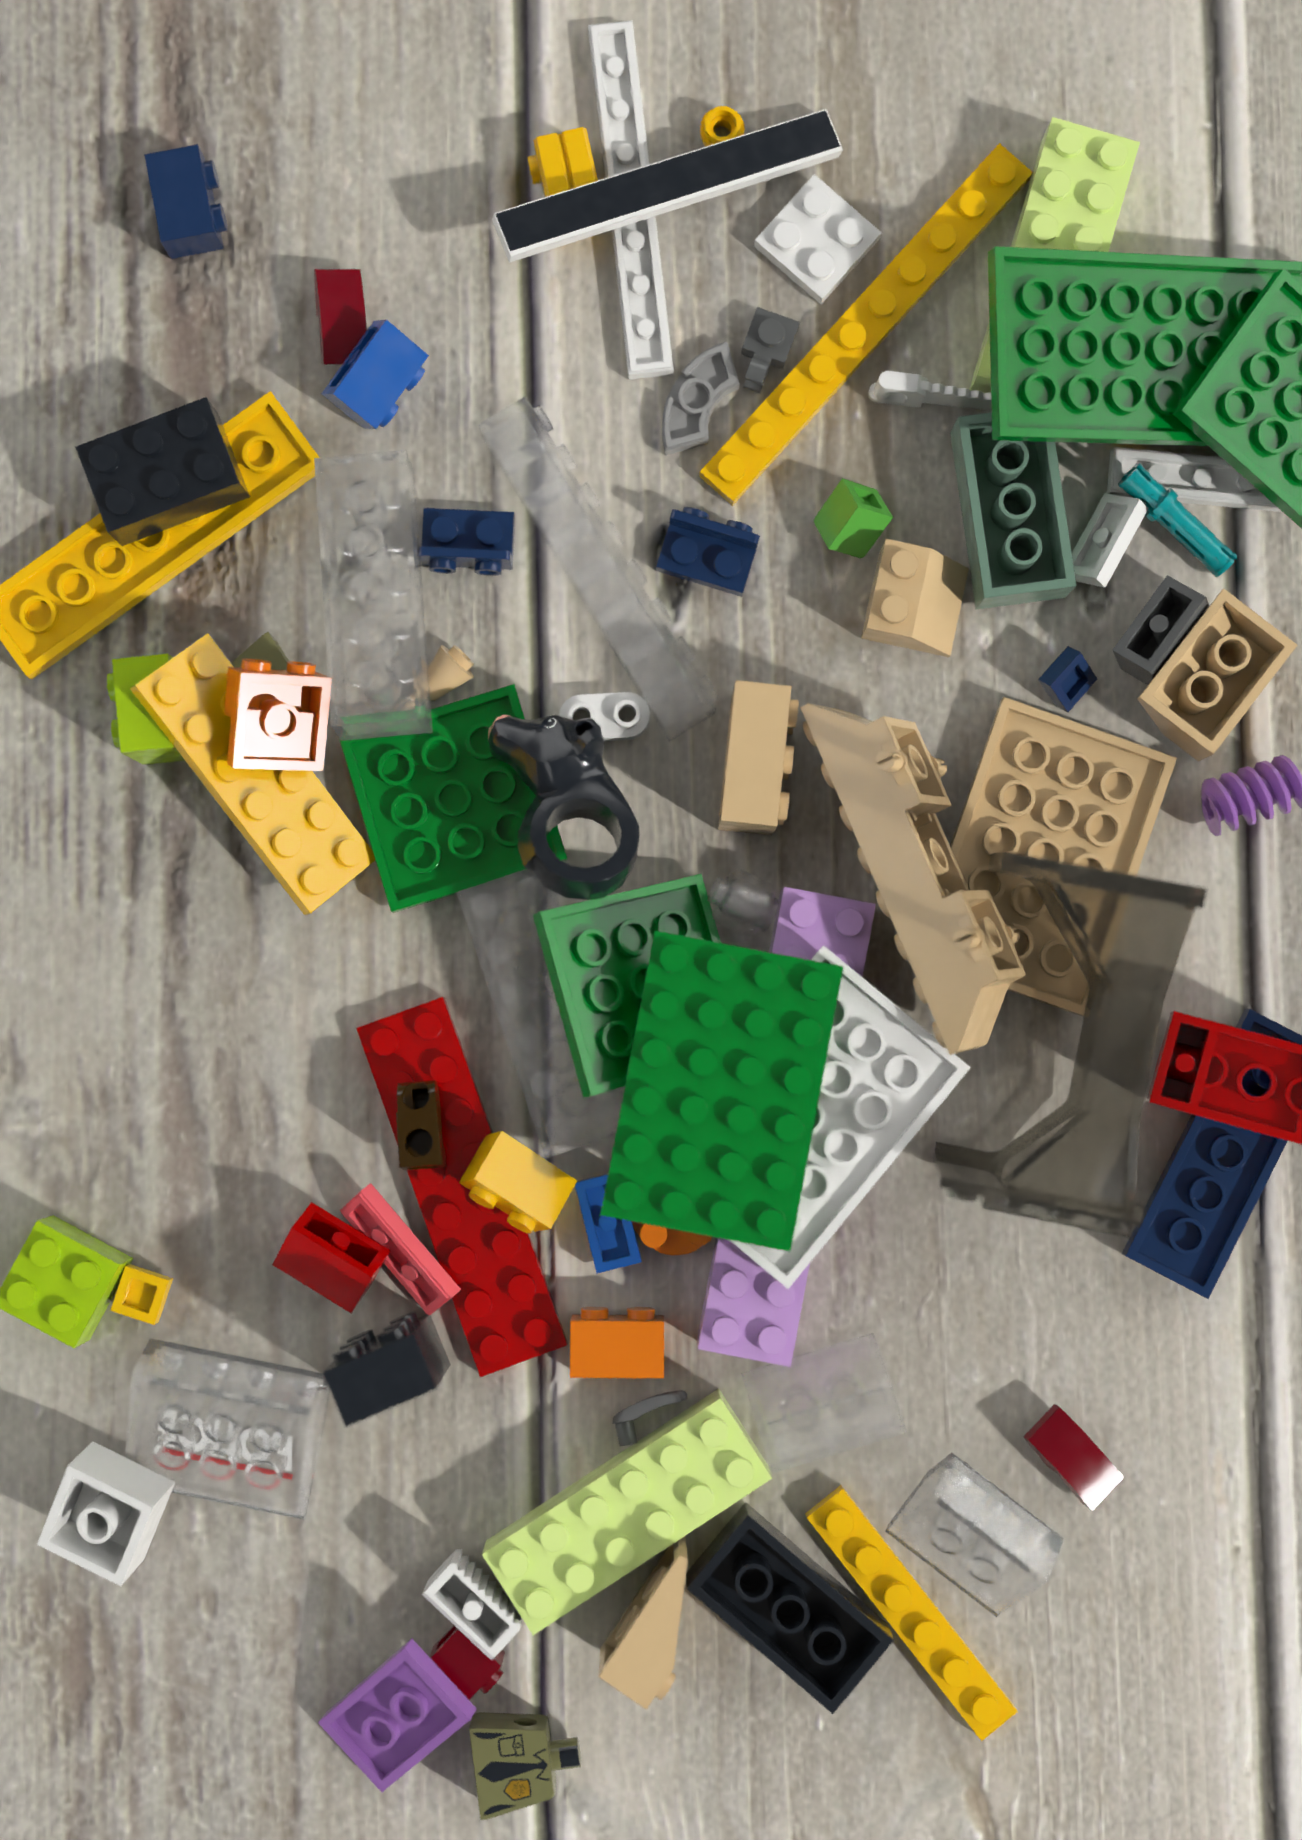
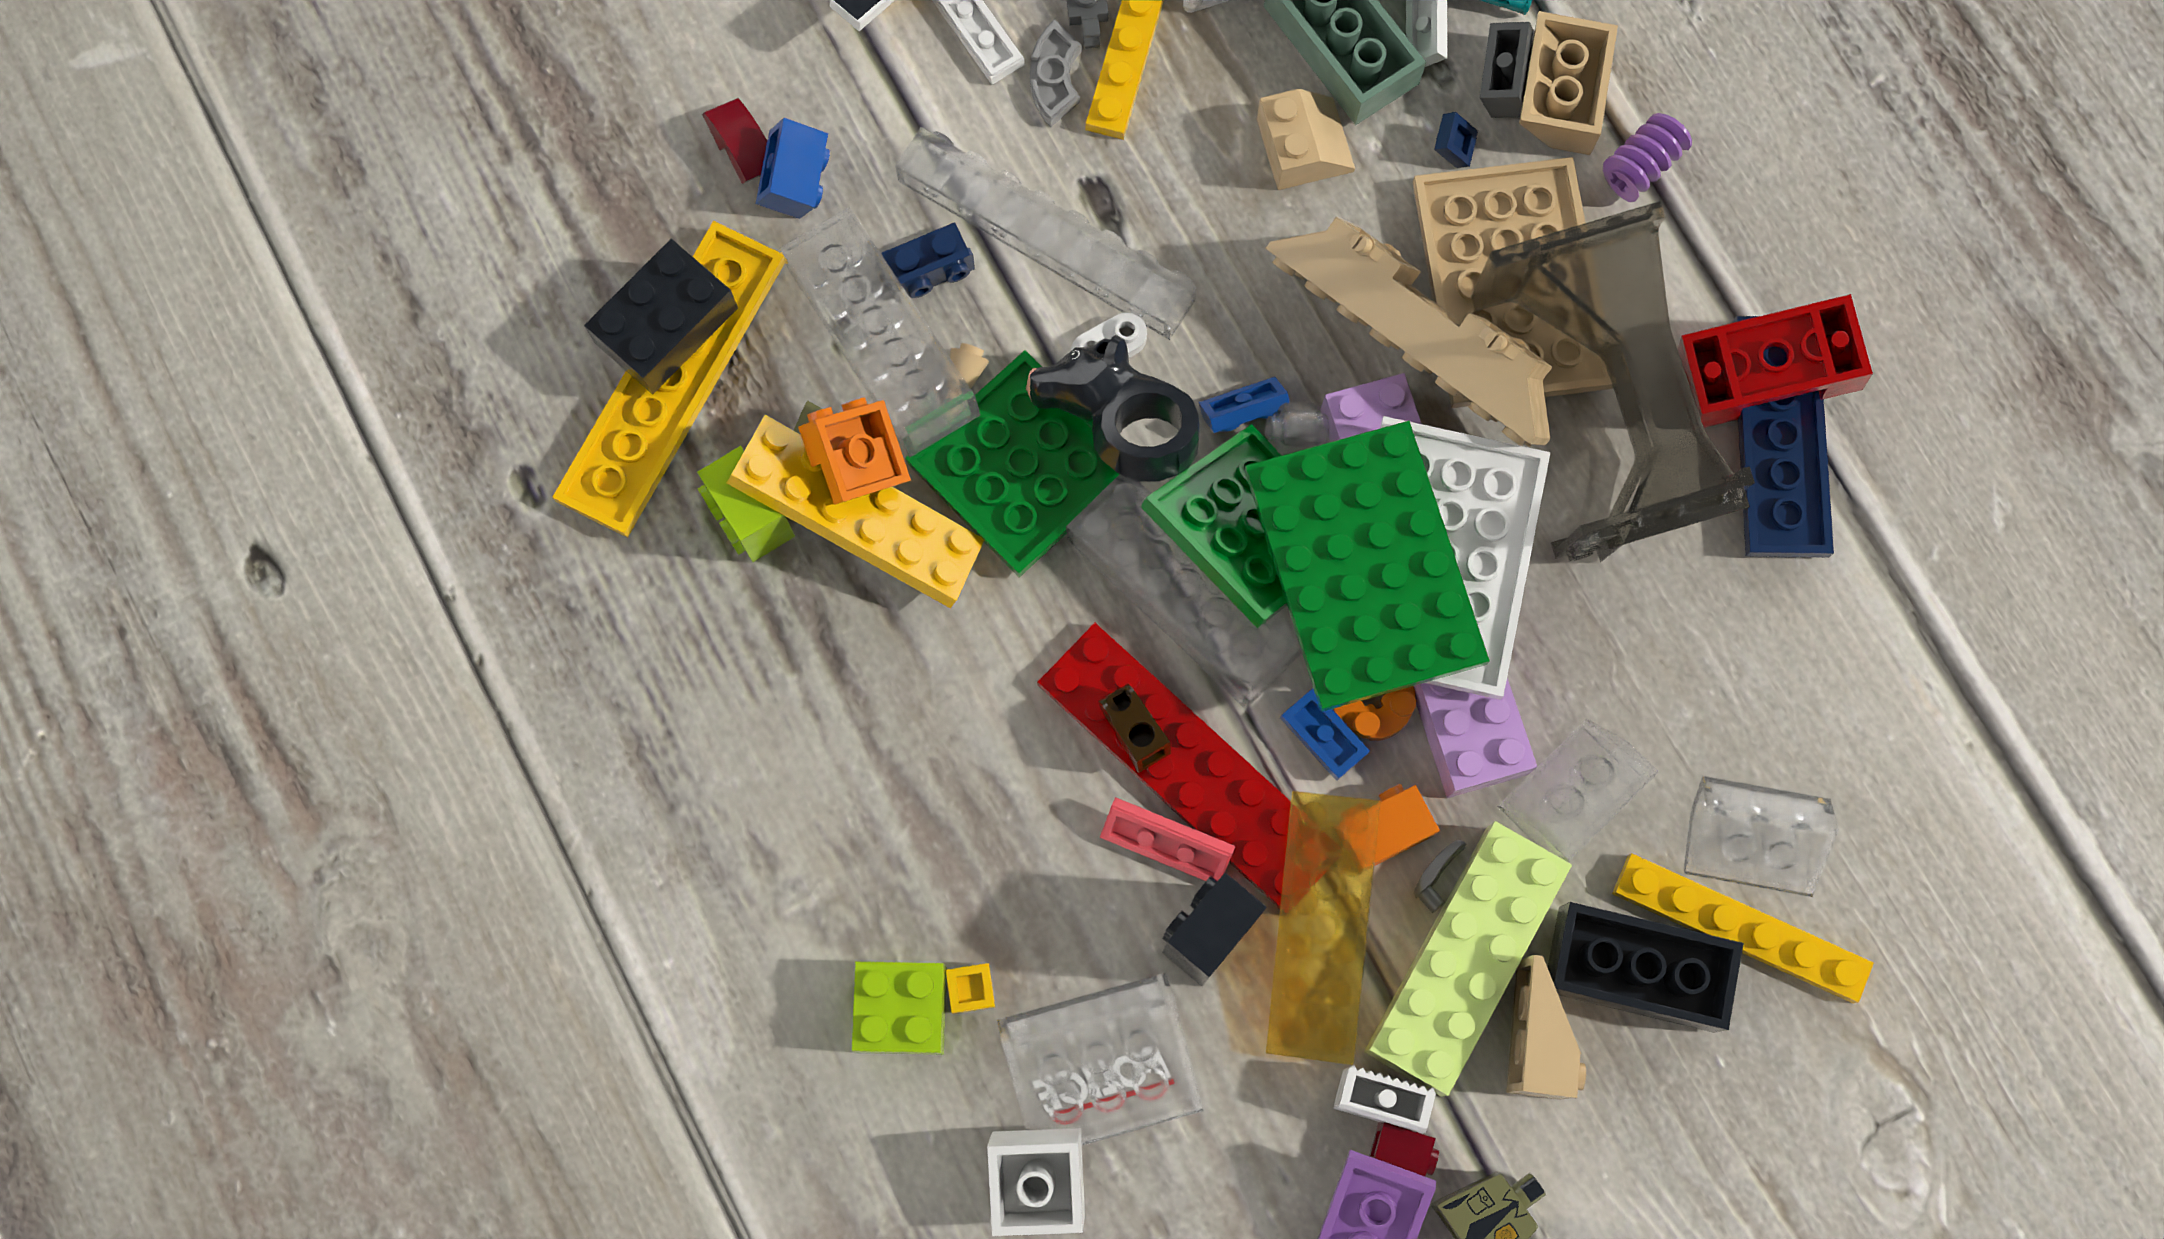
camera: 25 degrees left, 10 degrees down
(185, 201) = (571, 111): dark blue brick -> none
(330, 1257) = (1115, 874): red brick -> none
(502, 1412) = (1323, 927): none -> clear yellow plate
(517, 1183) = (1236, 732): yellow brick -> none
(703, 850) = (1243, 405): none -> blue plate
(708, 551) = (1124, 178): dark blue bracket -> none
(757, 758) = (1249, 309): tan brick -> none
(852, 518) = (1224, 101): bright green panel -> none
(1073, 1457) = (1800, 730): dark red slope -> none

